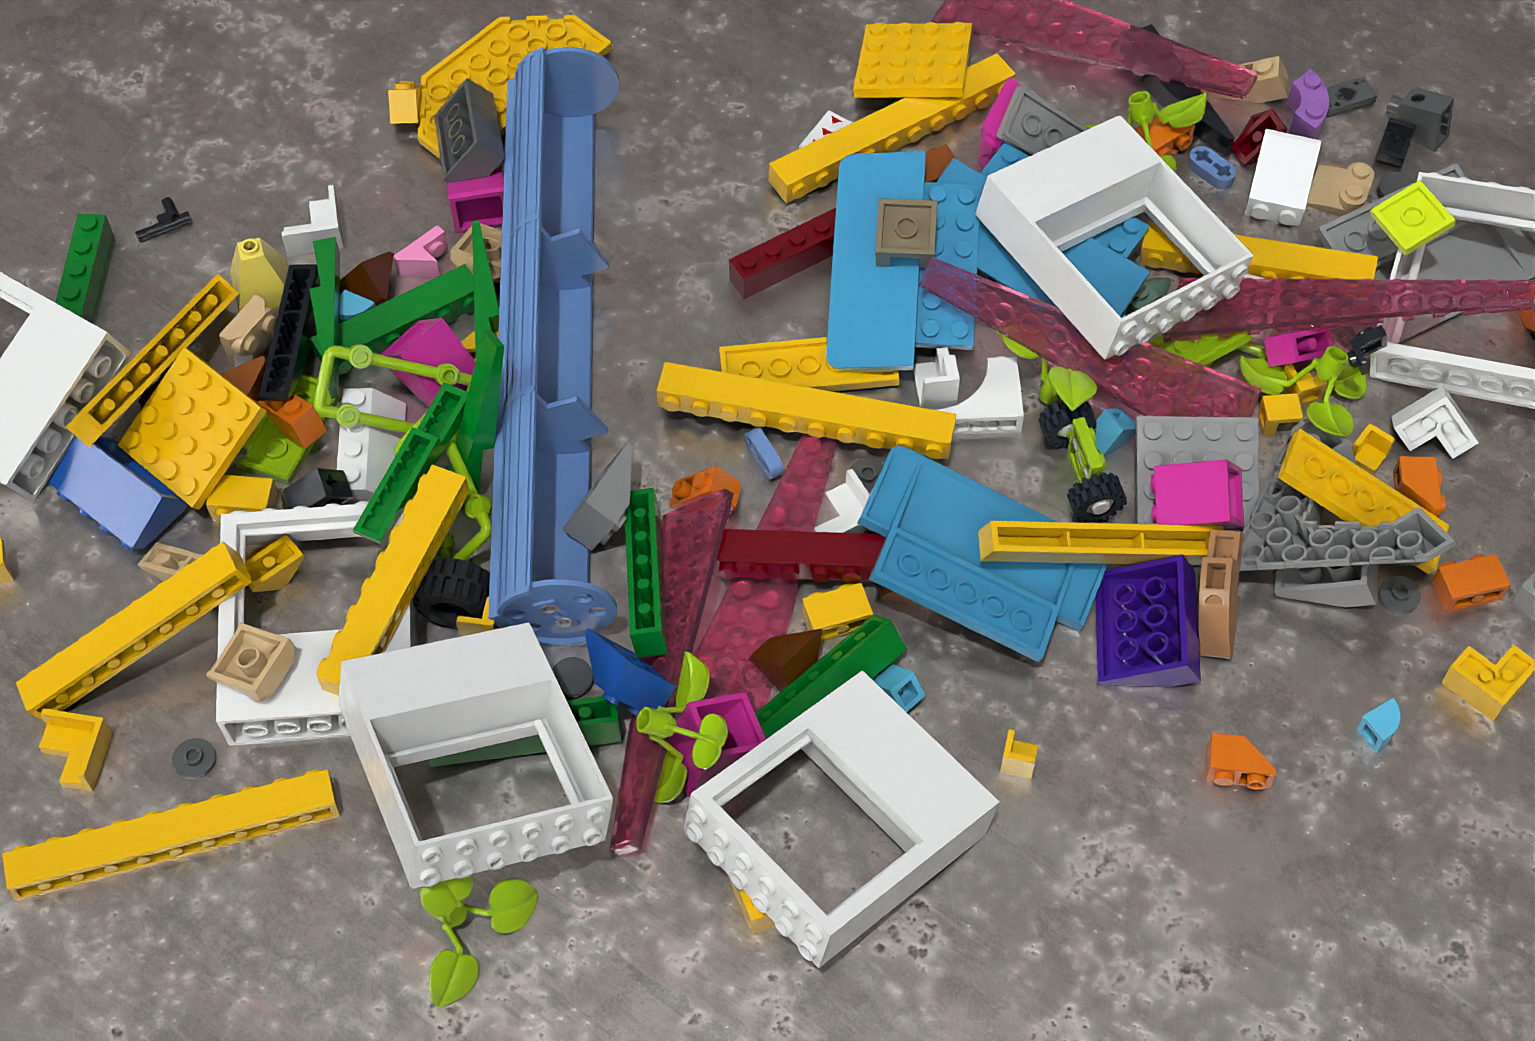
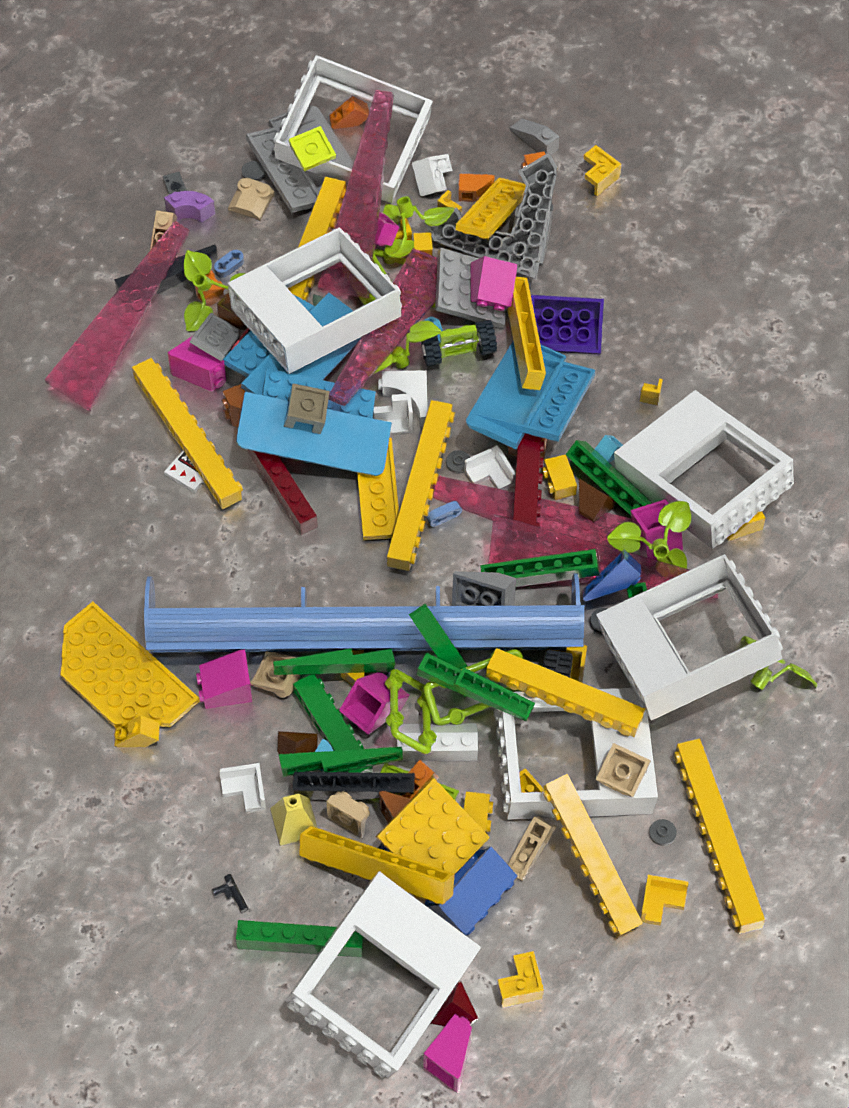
camera: 90 degrees left, 0 degrees up
(317, 489) = (485, 762): black piece -> none
(419, 256) = (277, 717): bright pink slope -> none
(469, 134) = (186, 679): dark grey slope -> none
(703, 484) = (474, 546): orange slope -> none
(913, 60) = (131, 415): yellow plate -> none
(1219, 594) = (550, 280): medium nougat slope -> none
(1236, 761) = (651, 291): orange slope -> none
(1250, 139) = (207, 233): dark red slope -> none
(1282, 177) = (249, 224): white slope -> none
(1366, 343) = (393, 184): black bracket -> none
(1380, 725) = (628, 223): medium azure brick -> none
(1395, 141) = (219, 166): black bracket -> none
(1429, 112) = (203, 147): dark grey torso -> none

